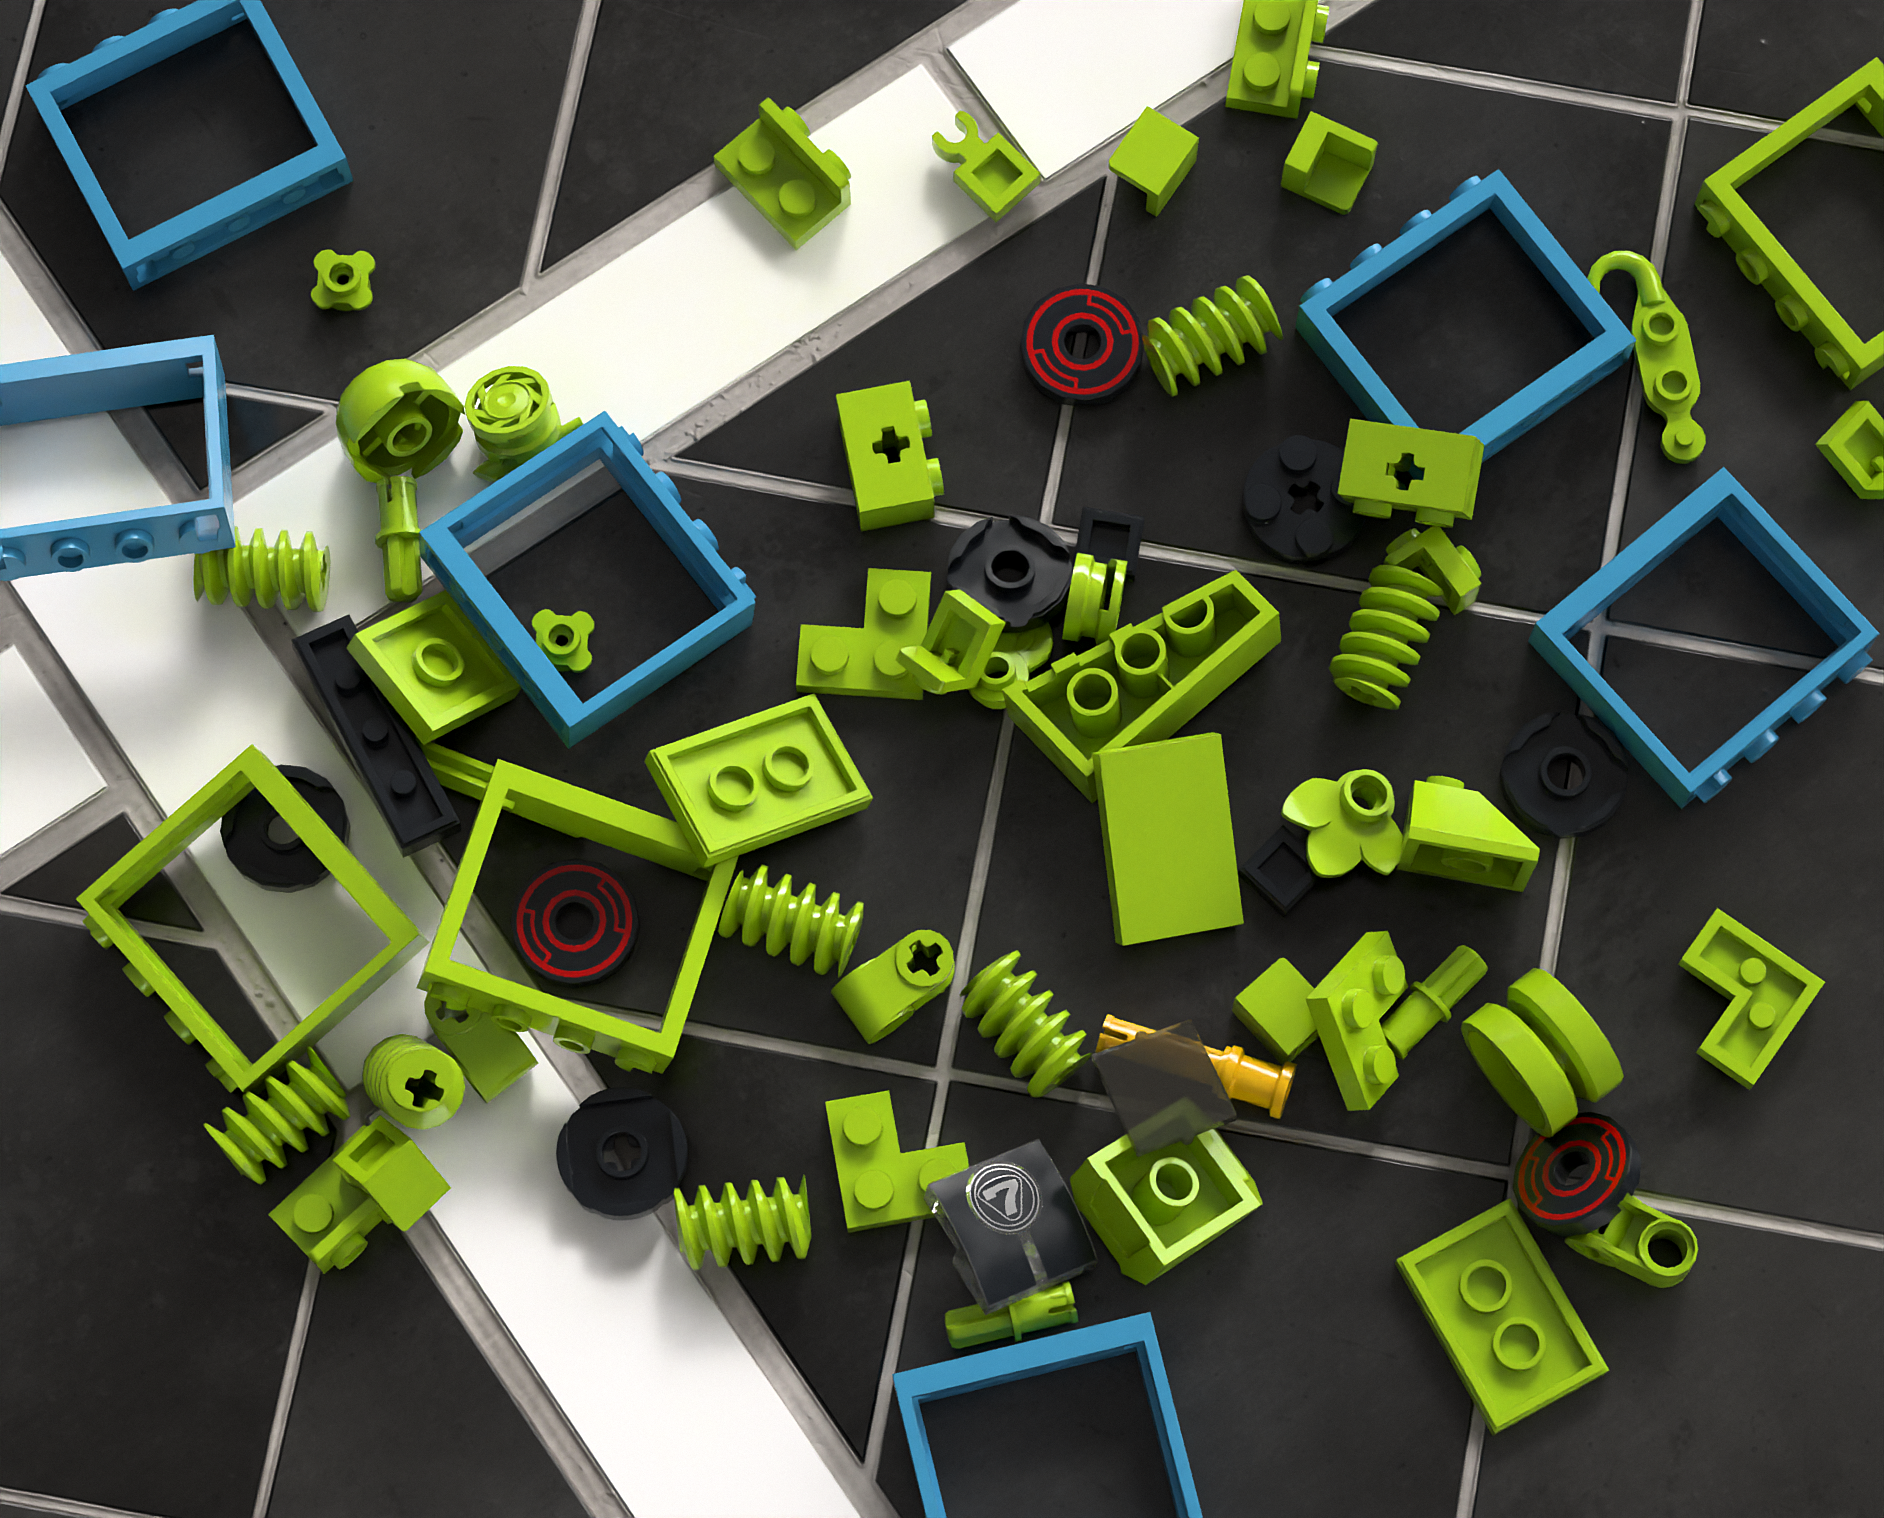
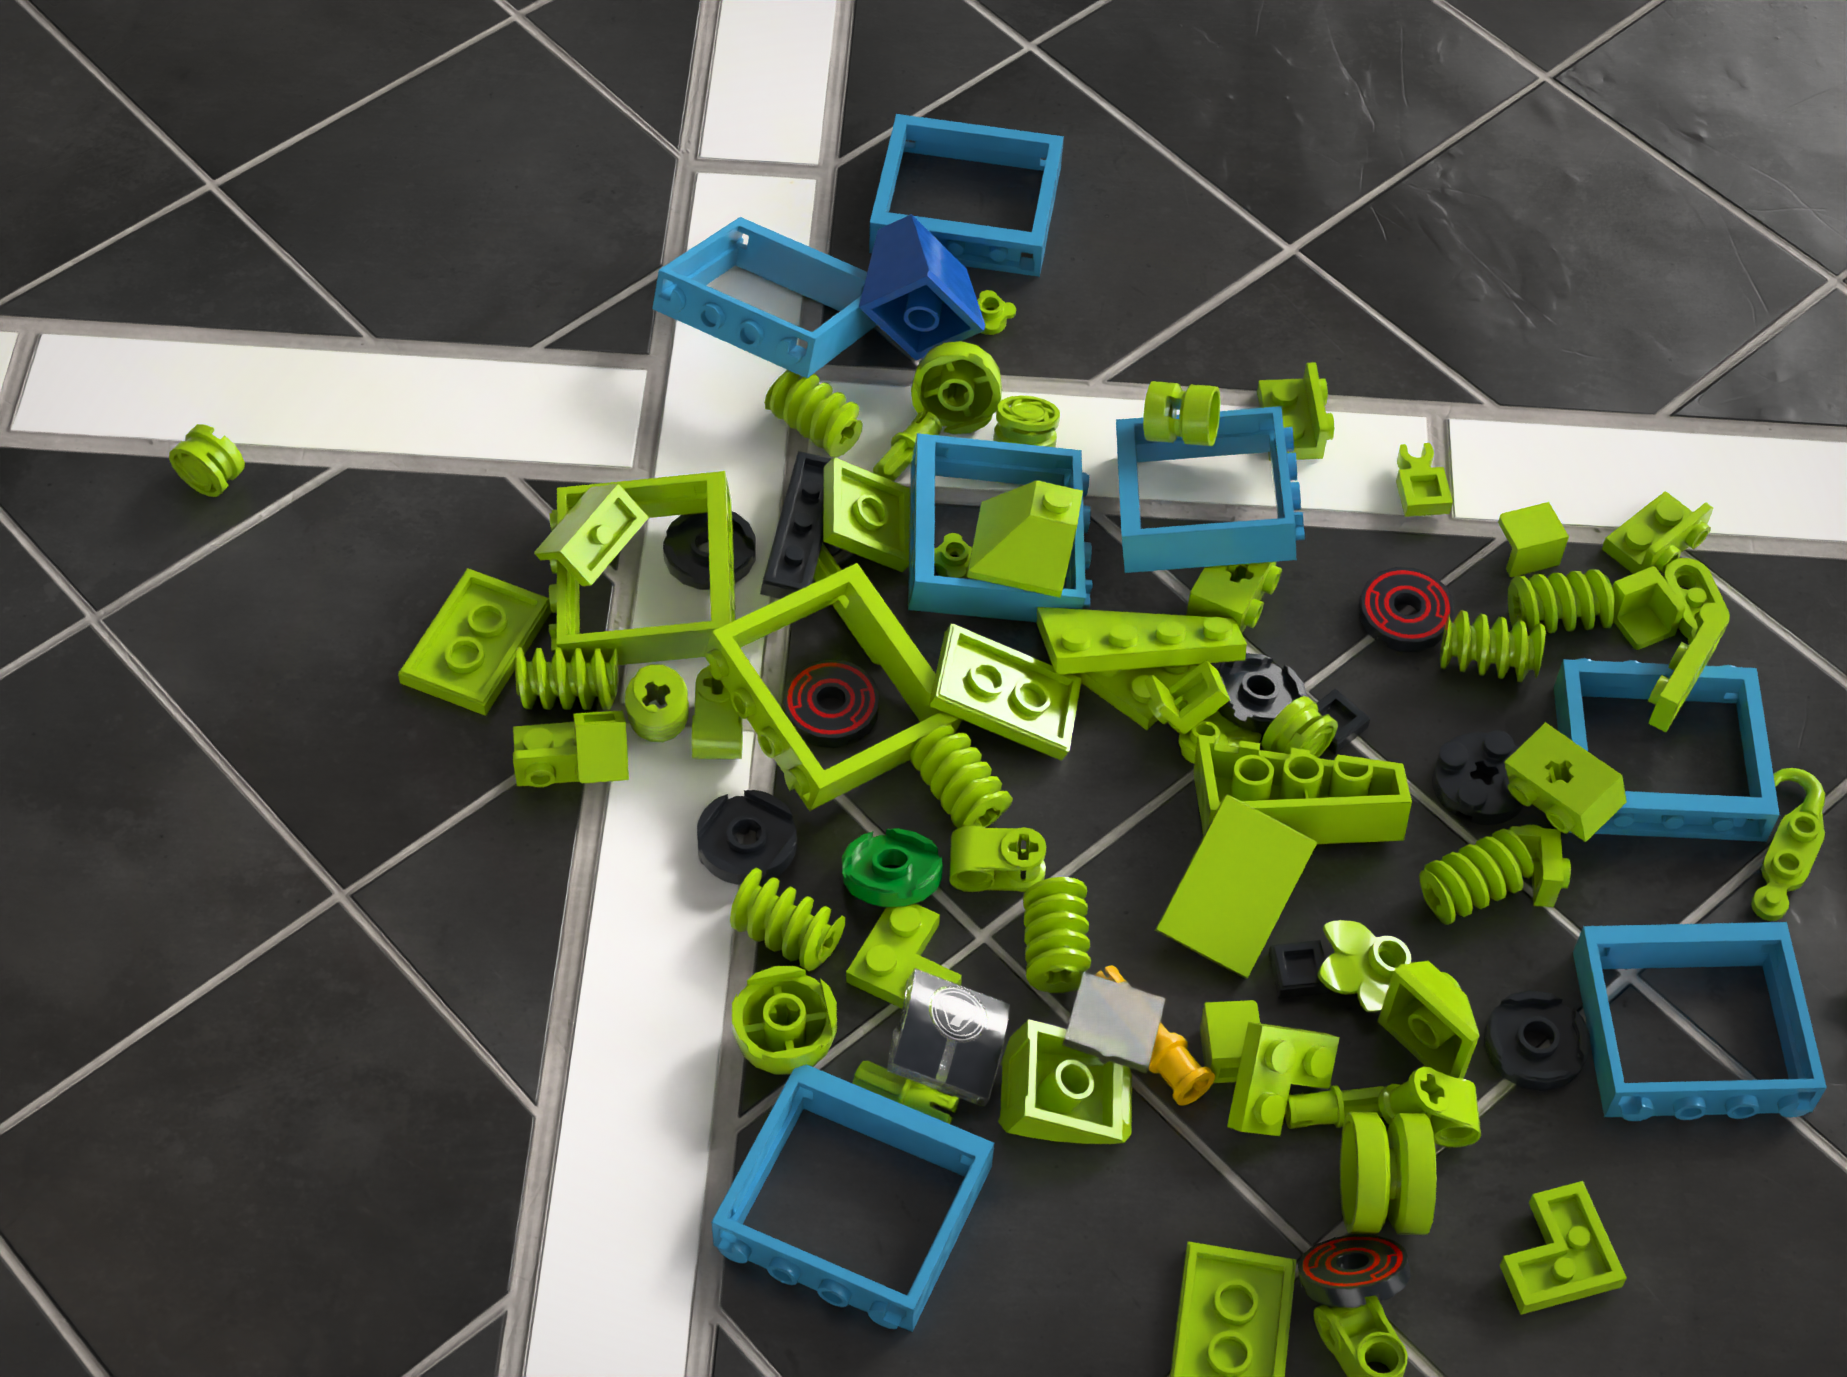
camera: 35 degrees right, 20 degrees down
(131, 1139) = (475, 641): none -> lime tile
(170, 933) = (593, 532): none -> lime panel
(260, 324) = (918, 290): none -> blue slope
(646, 584) = (1026, 537): none -> lime slope
(714, 287) = (1197, 418): none -> lime wheel
(718, 286) = (1214, 543): none -> dark azure window
(819, 1102) = (894, 887): none -> green tile
(833, 620) = (1131, 640): none -> lime wing
(844, 1341) = (784, 1019): none -> lime cylinder
(1238, 220) = (1561, 599): none -> lime piece
(1376, 110) = (1701, 587): none -> lime plate
(1437, 225) = (1687, 665): none -> lime plate
(1526, 937) = (1443, 1098): none -> lime piece

